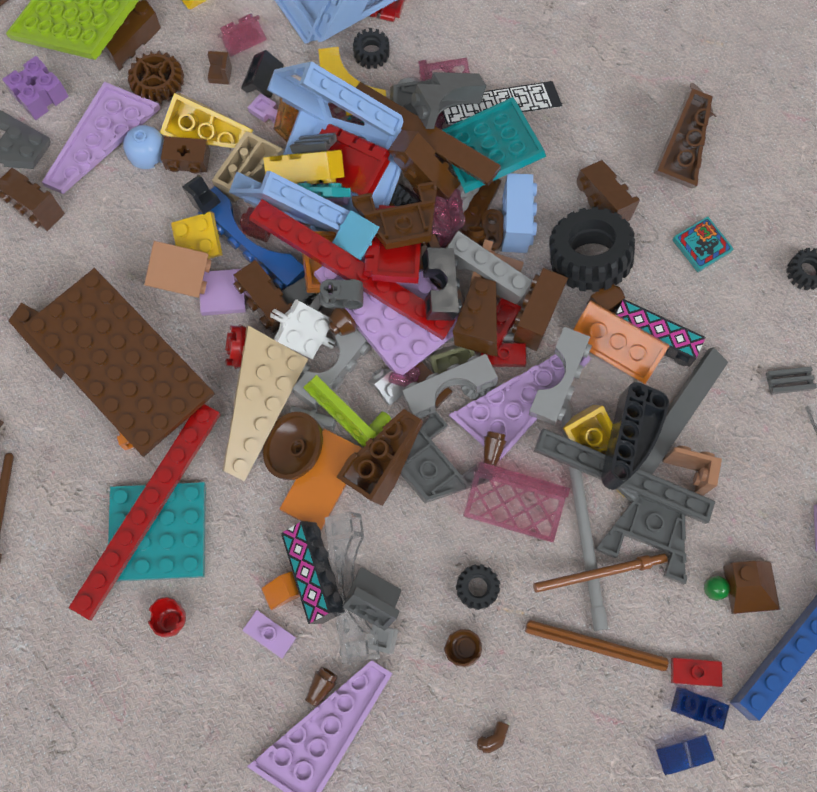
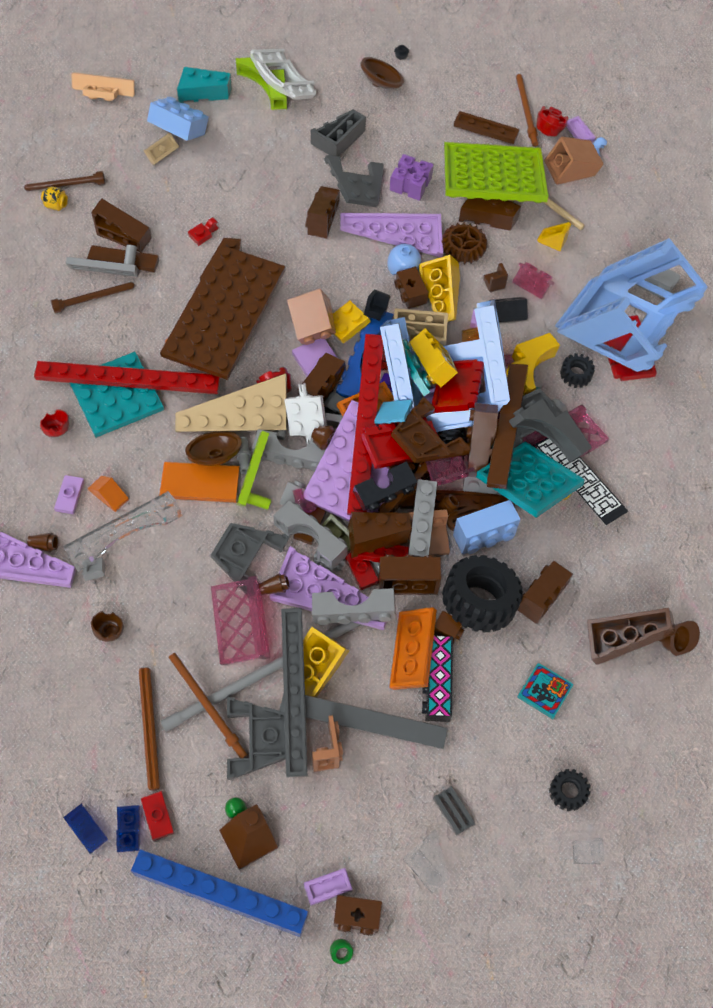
camera: 65 degrees right, 10 degrees down
(312, 572) = (122, 499): black brick -> none
(313, 143) = (459, 356): dark grey tile -> none
(344, 294) = (340, 421): dark grey piece -> none
(373, 599) = (120, 547): dark grey bracket -> none
(380, 462) = (220, 509): reddish brown wedge -> none
(467, 597) = (152, 612): black tyre -> none
(494, 741) = (46, 679): reddish brown arm -> none
(634, 432) = (336, 687): black beam -> none

